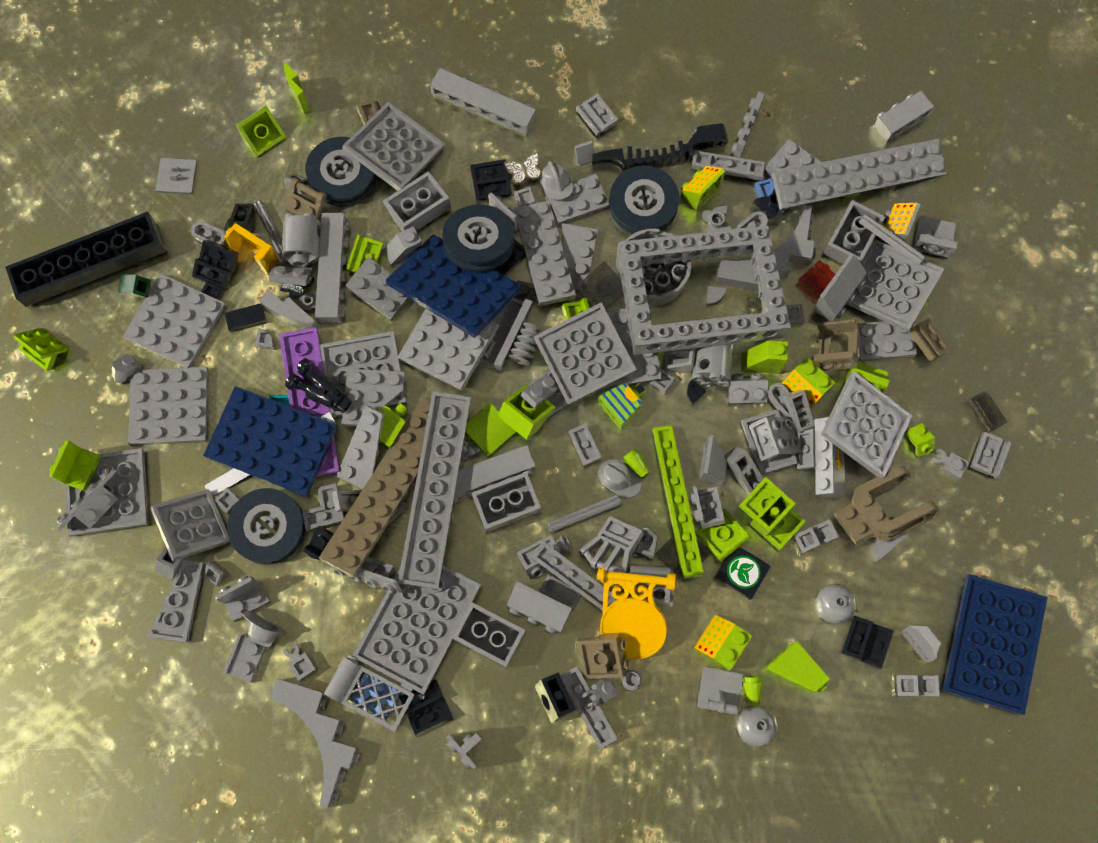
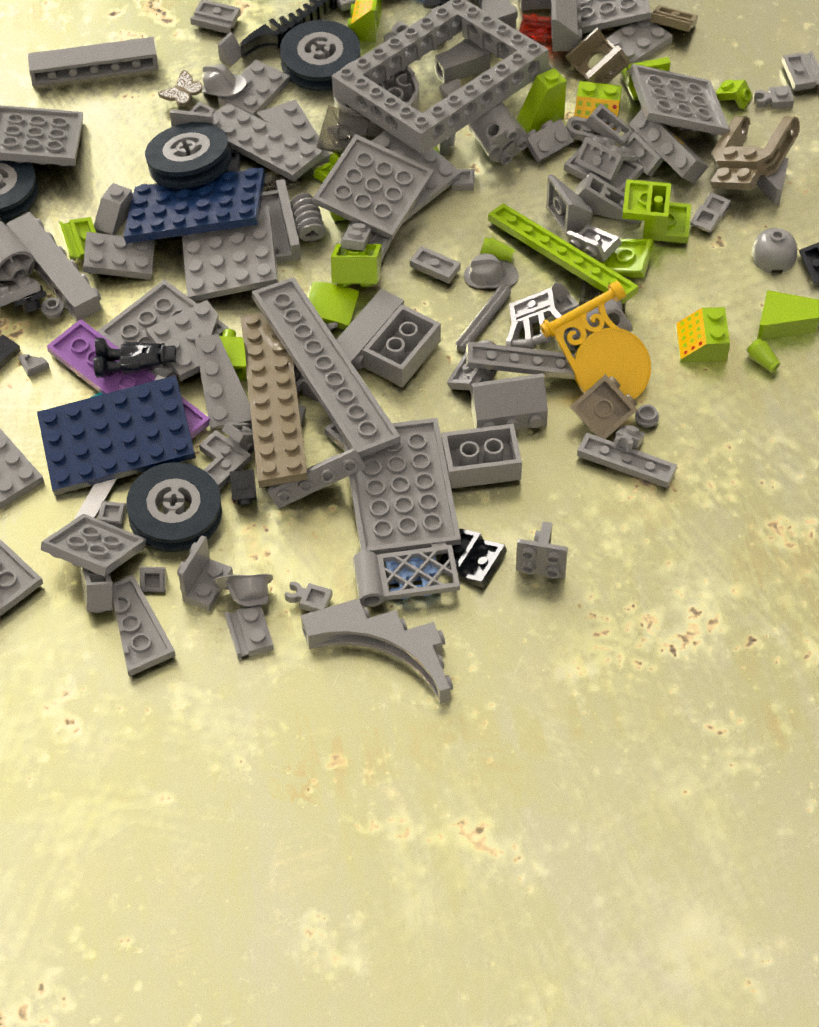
camera: 35 degrees left, 20 degrees down
(287, 311) = (38, 324): light grey slope -> none
(417, 203) = (98, 165): light grey slope -> none
(490, 178) = (150, 116): black slope -> none
(555, 697) = (589, 466): black brick -> none
(622, 402) = (440, 213): torso -> none
(679, 360) = (467, 150): light grey slope -> none
(694, 392) = (500, 171): black tile -> none
(719, 690) = (735, 375): light grey plate -> none
(742, 572) = (671, 275): slope -> none
(755, 717) = (792, 380): light grey cylinder -> none
(987, 411) = (771, 42): clear smoke plate -> none

